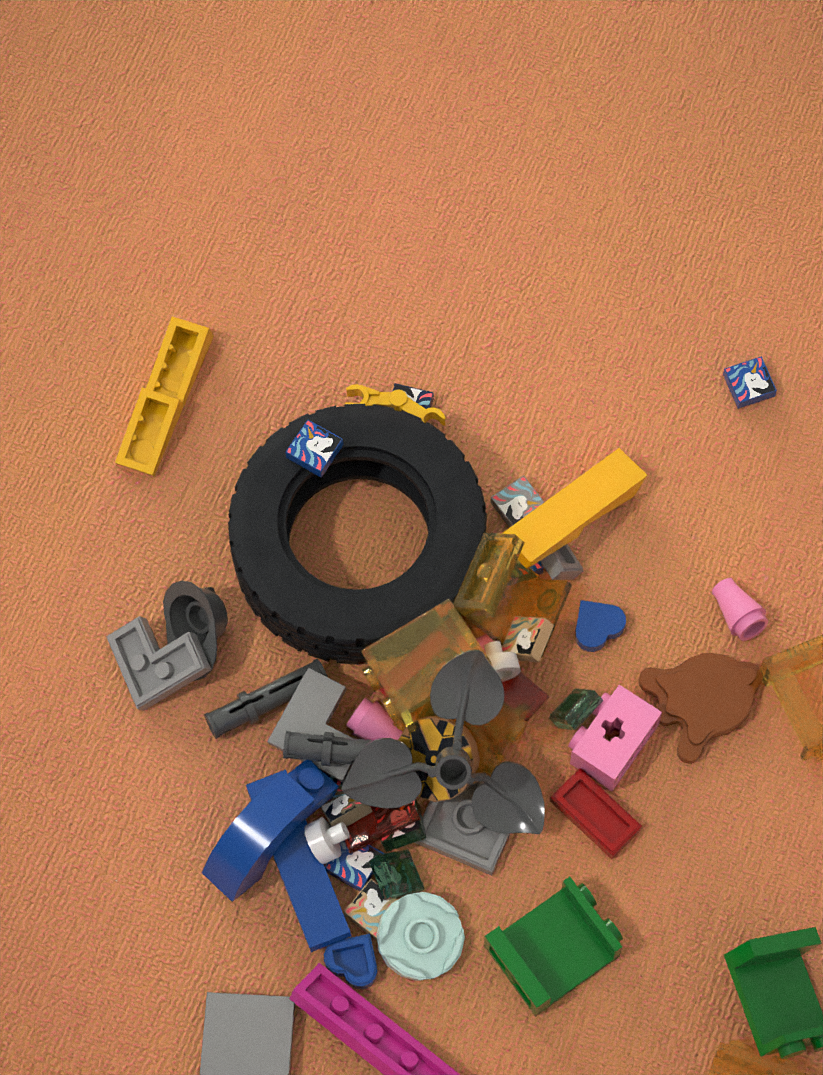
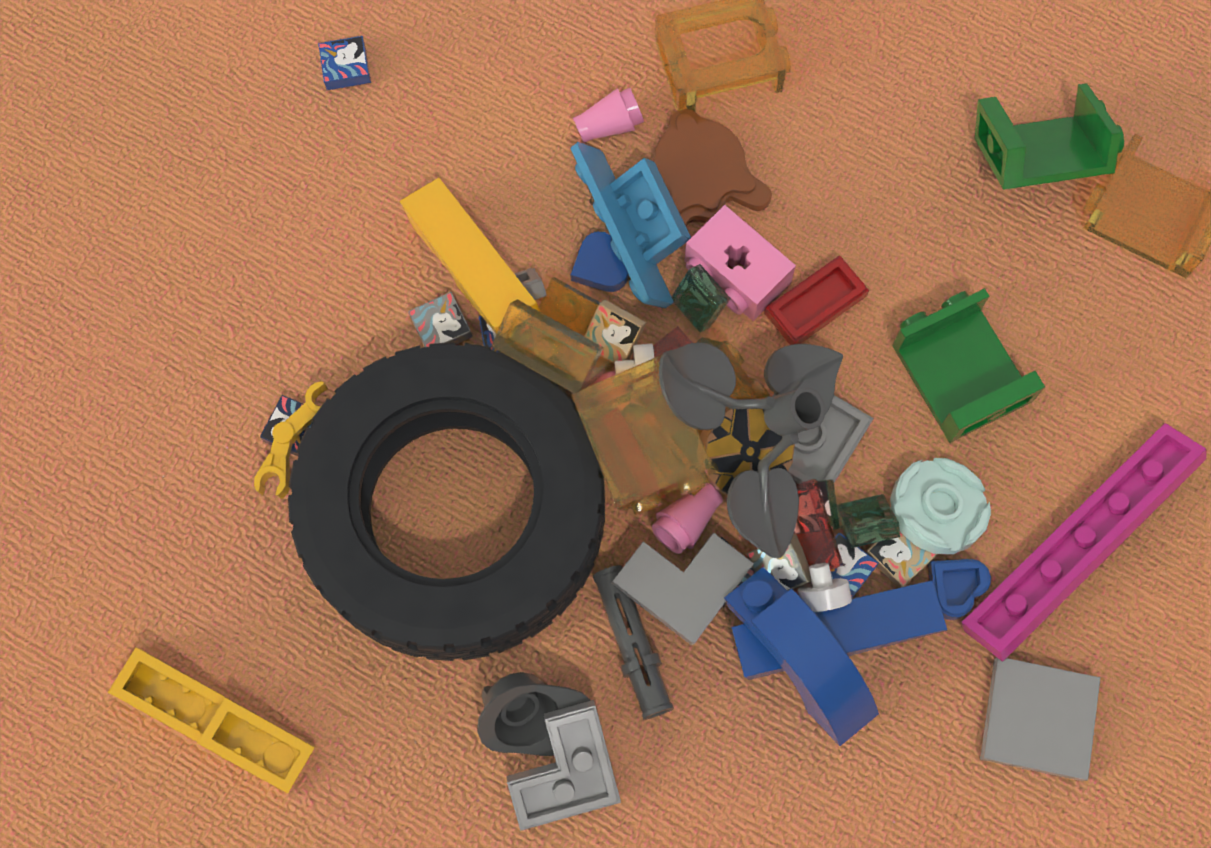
camera: 80 degrees left, 5 degrees up
(314, 448) = (344, 525): tile -> none
(322, 748) = (719, 573): dark grey pin -> none
(638, 642) = (638, 217): none -> dark azure bracket

